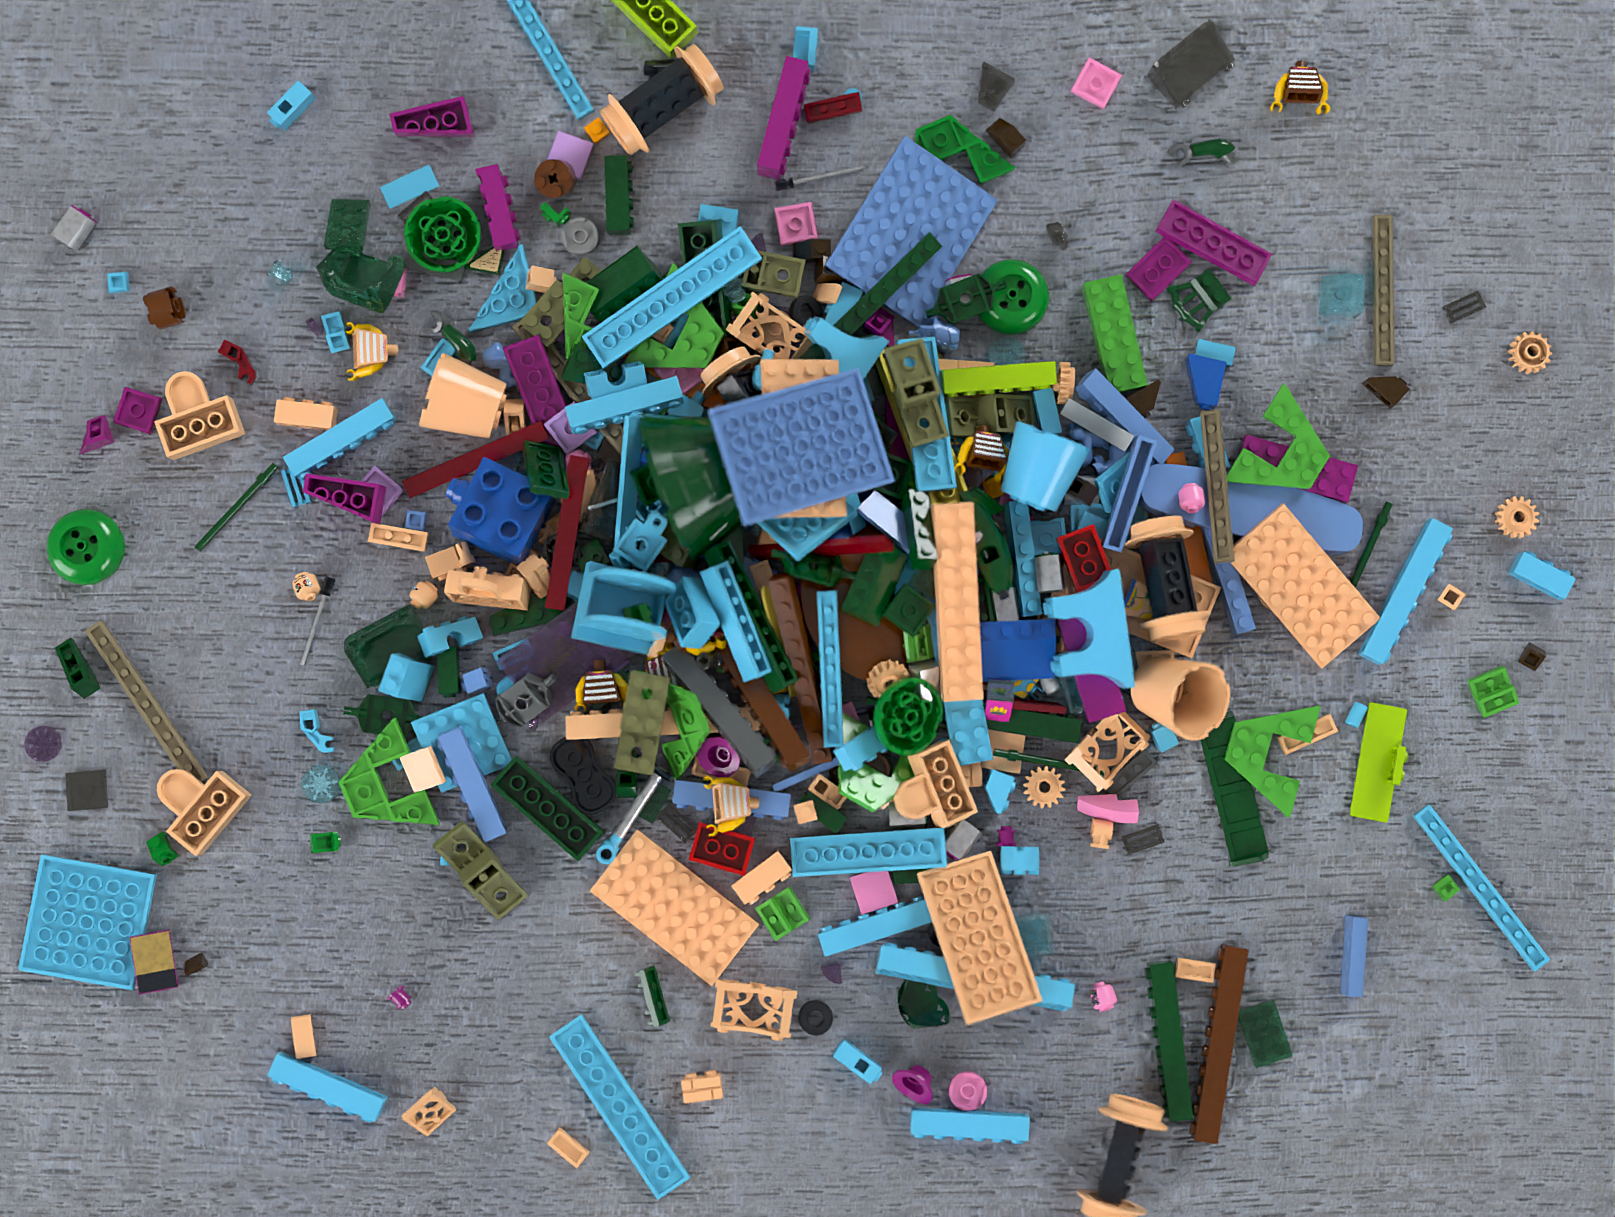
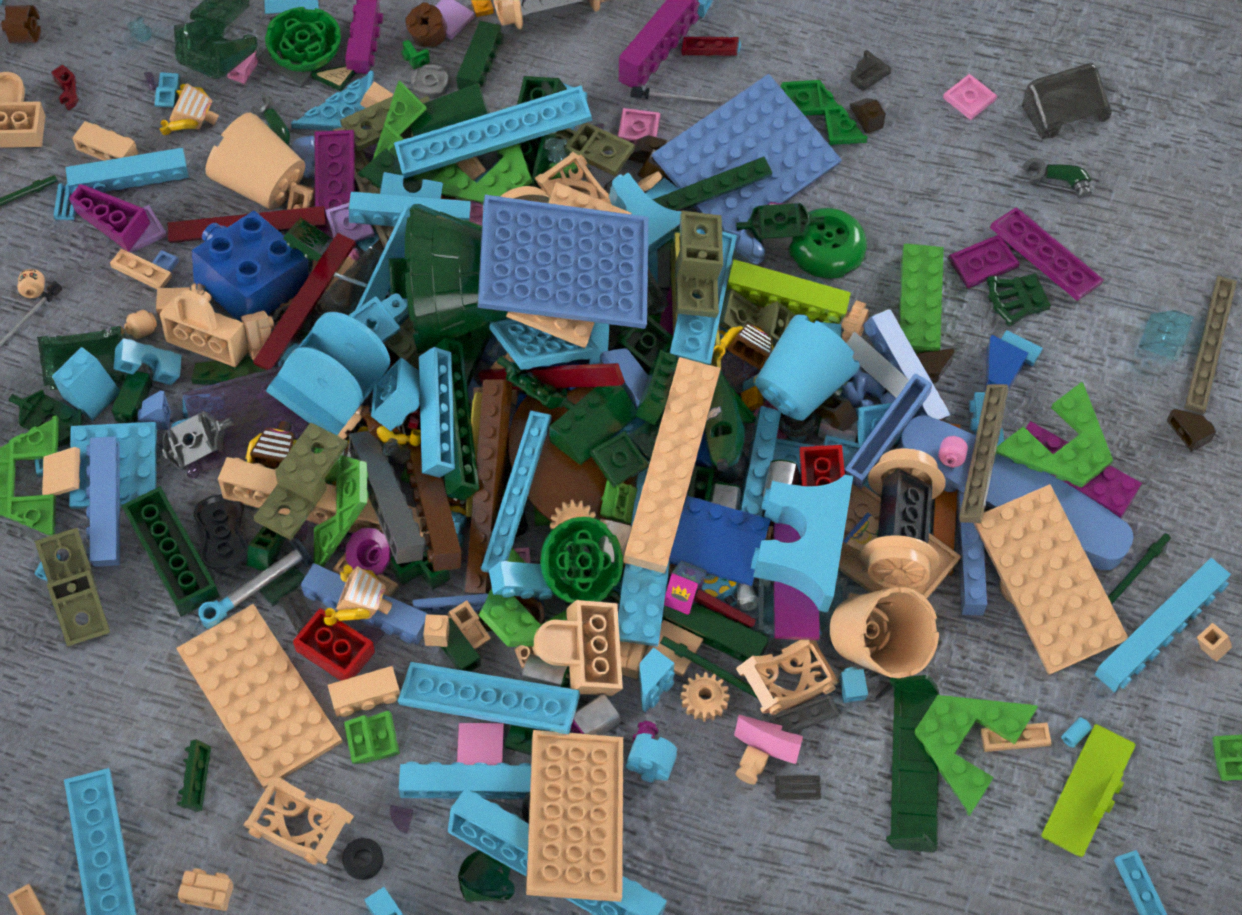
camera: 15 degrees right, 25 degrees down
(1035, 933) = (640, 842): clear light blue brick -> none
(1058, 238) = (891, 204): clear smoke piece -> none
(1302, 86) = (1173, 148): torso -> none

